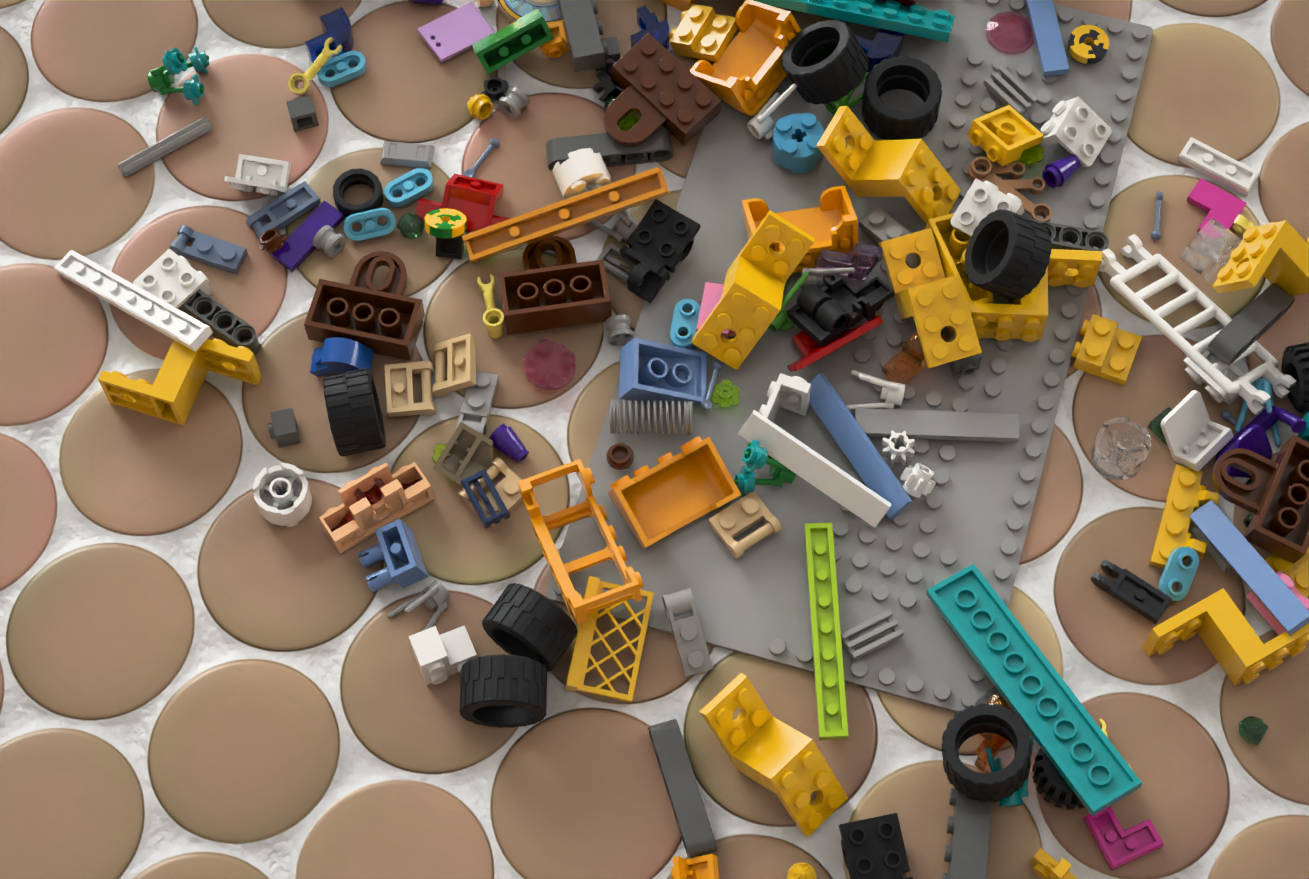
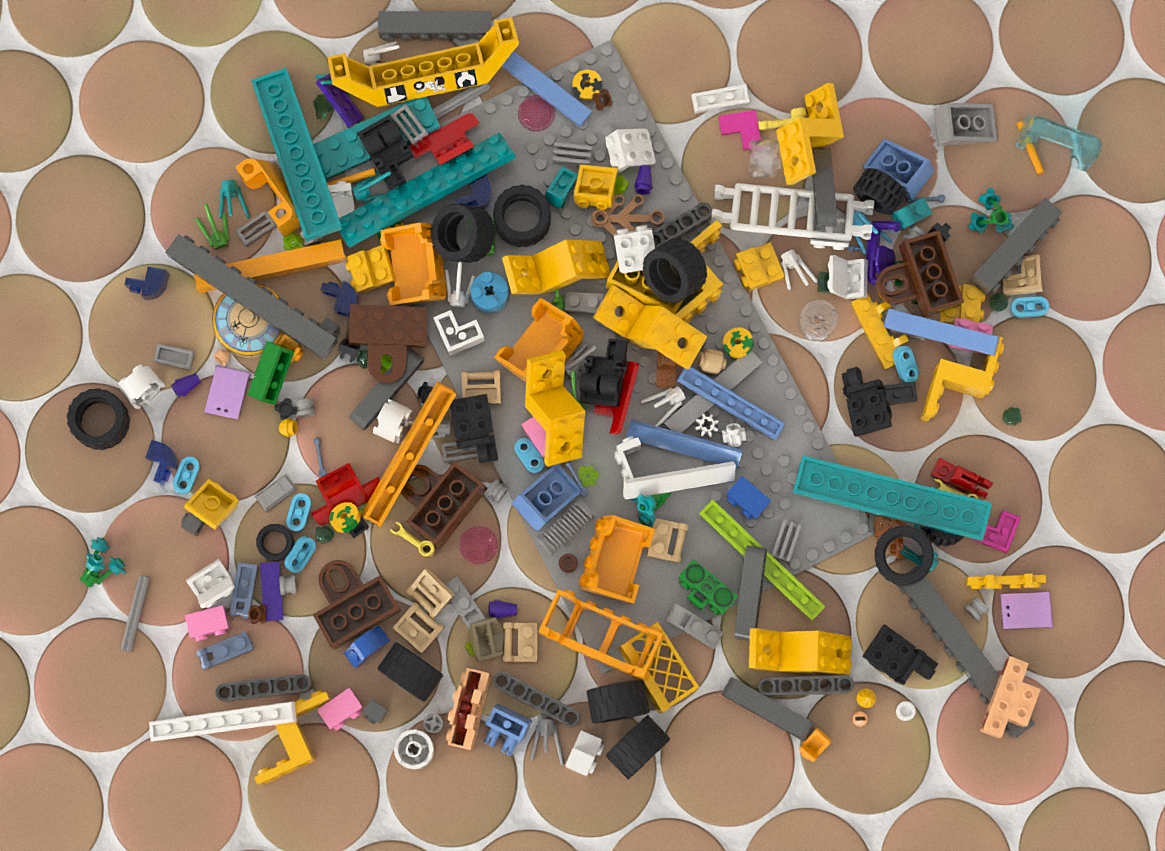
camera: 45 degrees left, 15 degrees up
(172, 279) = (229, 690): white bracket -> none
(219, 209) = (207, 623): none -> bright pink brick
(254, 395) = (341, 709): none -> bright pink brick
(307, 77) = (174, 493): light yellow brick -> none
(328, 484) = (433, 723): none -> light grey wheel
(336, 107) = (212, 504): none -> yellow plate
(453, 547) = (529, 692): none -> dark grey beam
(495, 518) = (506, 647): dark blue tile -> none
(709, 233) = (492, 390): none -> tan plate
(725, 154) = (458, 338): none -> white brick
(742, 618) = (713, 590): none -> green piece
(753, 814) = (814, 682): none -> dark grey beam
(785, 643) = (750, 591): none -> dark grey beam
(861, 206) = (559, 301): none -> bright green plant
(862, 258) = (591, 339): plate -> none
(871, 555) = (747, 498): none -> blue brick
(946, 447) = (731, 402): none -> medium blue tile
(962, 108) = (560, 187): none -> teal plate
(964, 391) = (711, 361): none -> tan head
(1011, 398) = (743, 348): none -> yellow piece
(1096, 572) = (866, 403): none -> black plate
(1097, 64) = (607, 102): none -> reddish brown plate
(1132, 741) = (961, 478): none -> red plate
(1147, 373) = (792, 260): none -> white plant
(1156, 234) = (724, 172): sand blue hinge -> none

